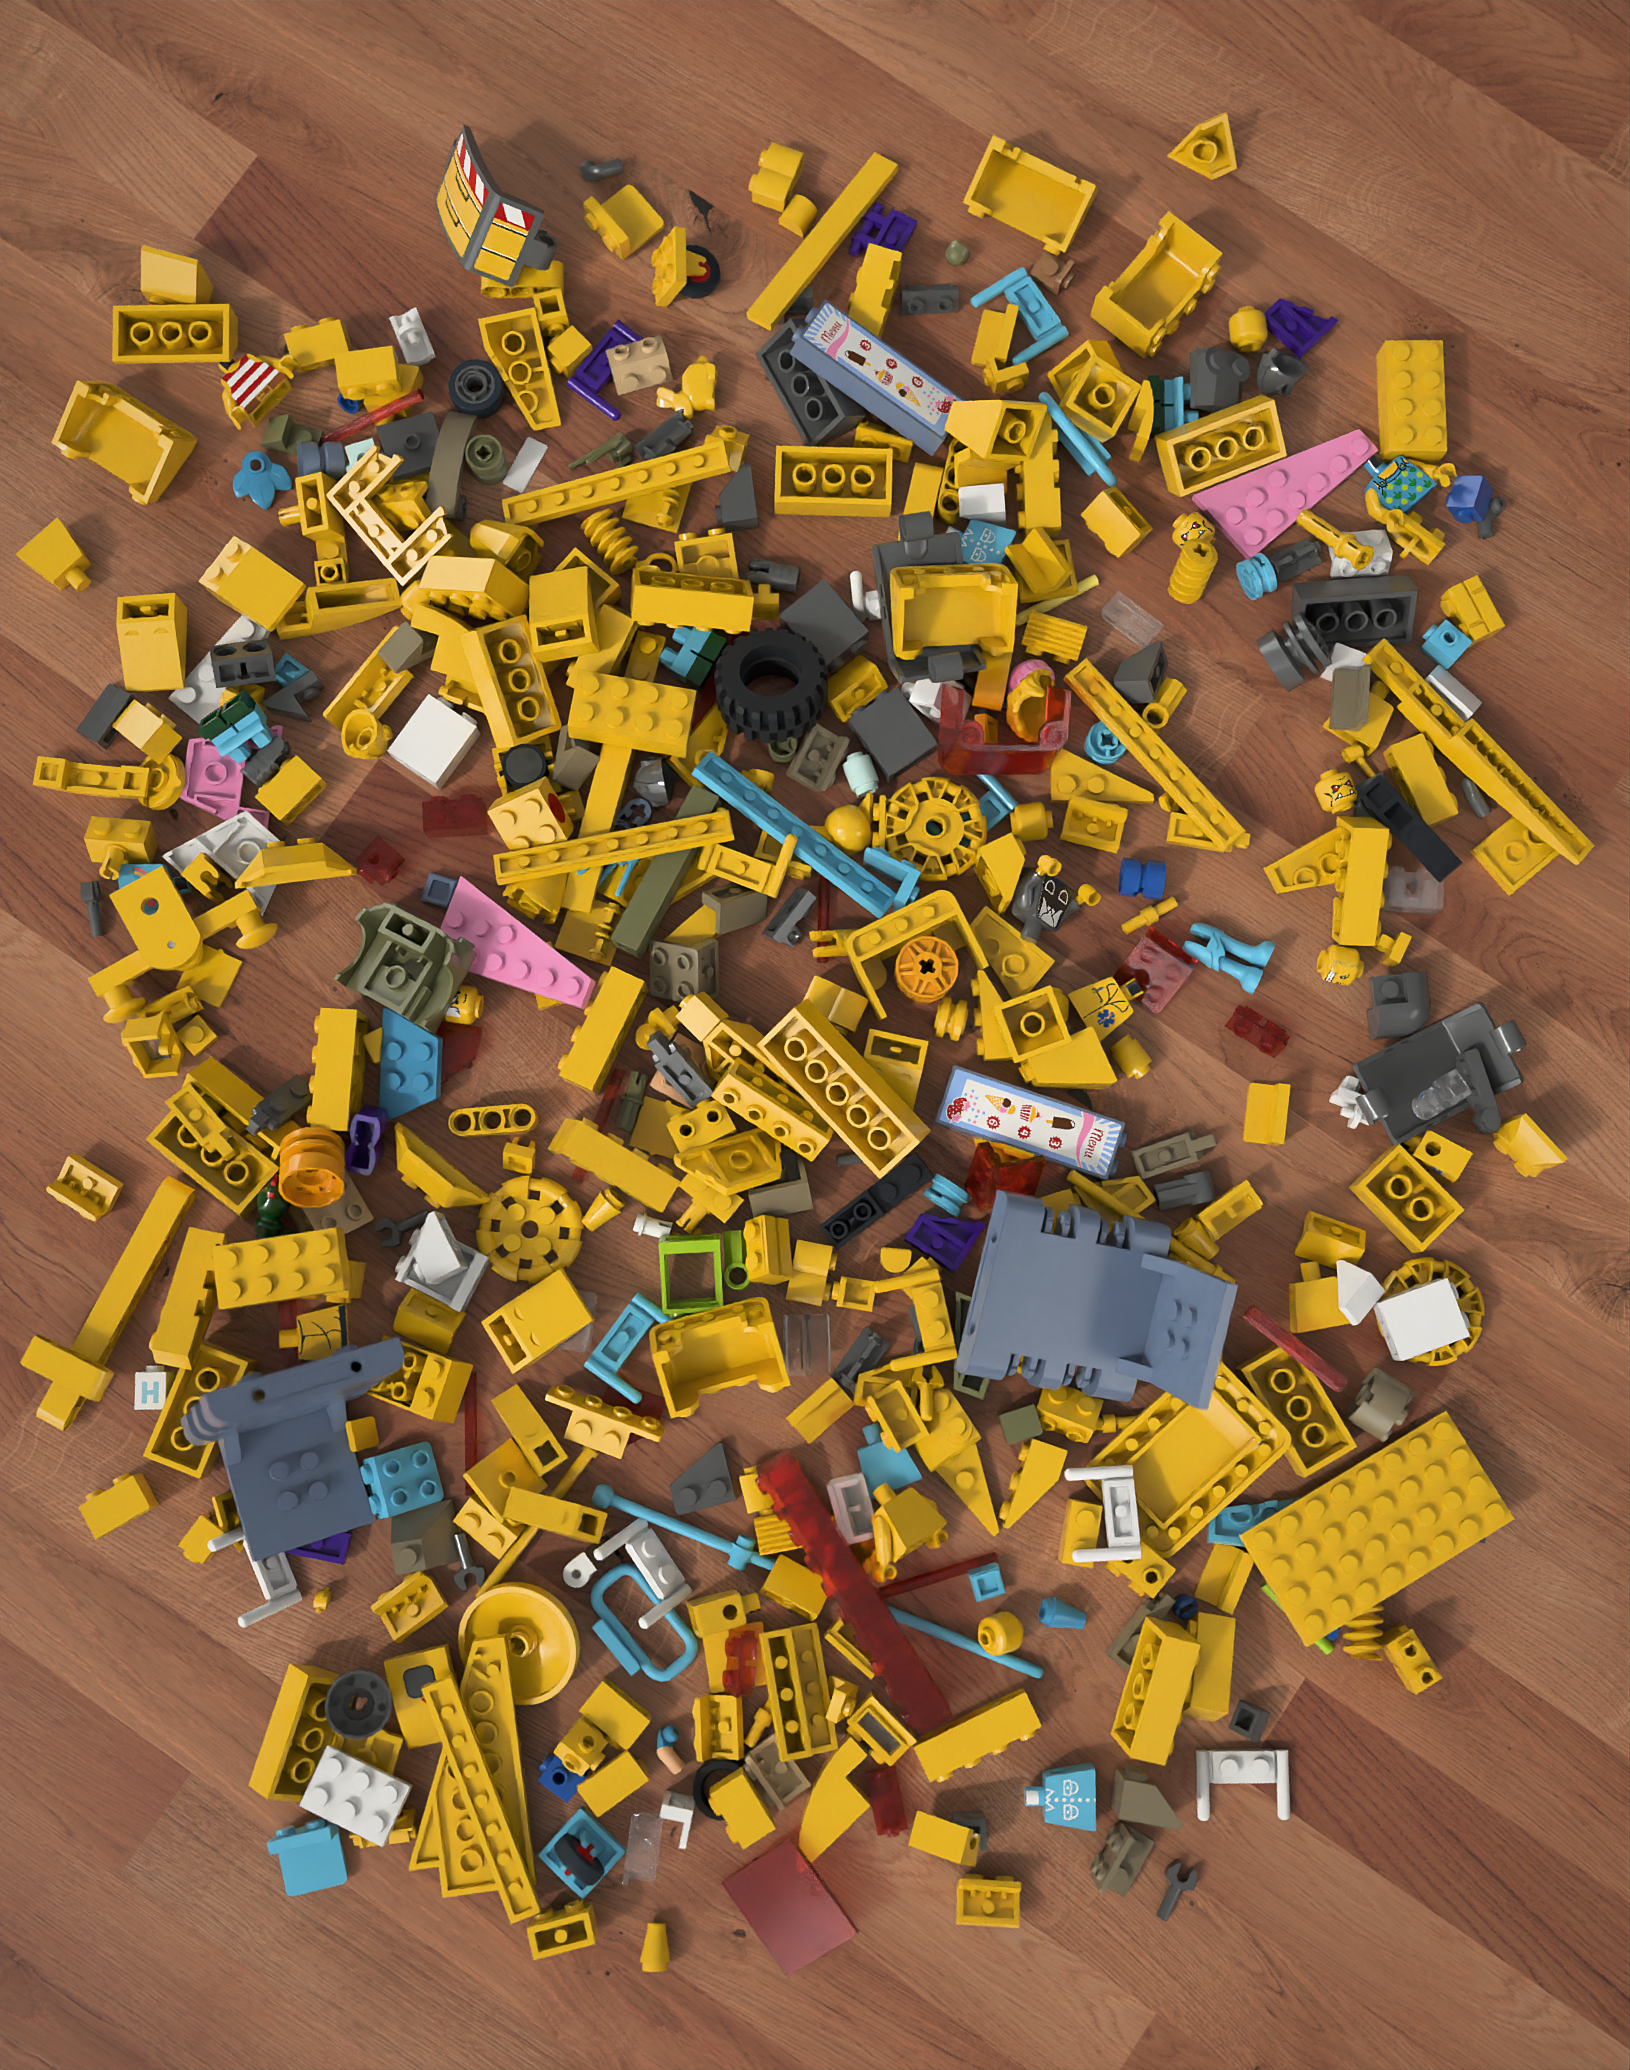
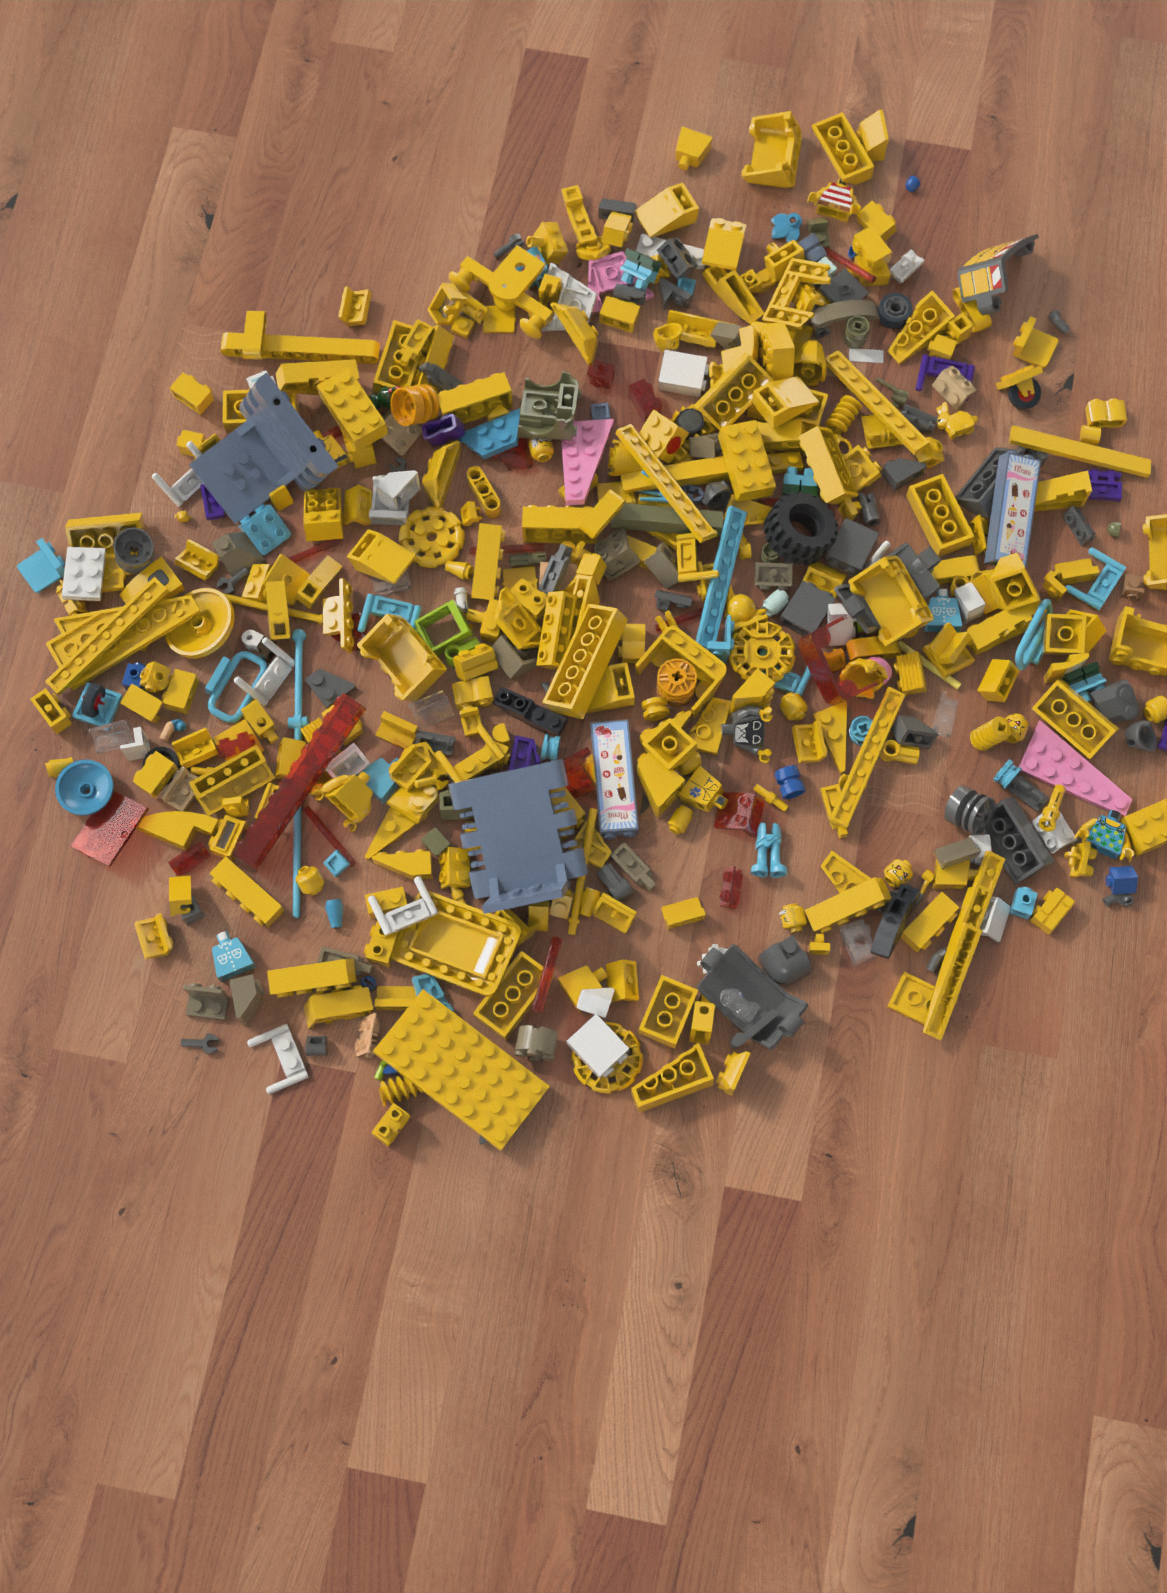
camera: 70 degrees right, 10 degrees down
(277, 264) = (912, 184): none -> blue hinge
(629, 963) = (602, 514): none -> yellow beam
(705, 1944) = (79, 777): none -> dark azure dish
(1274, 1646) = (368, 1027): none -> light nougat hinge
(1505, 1232) = (675, 1080): none -> yellow wedge

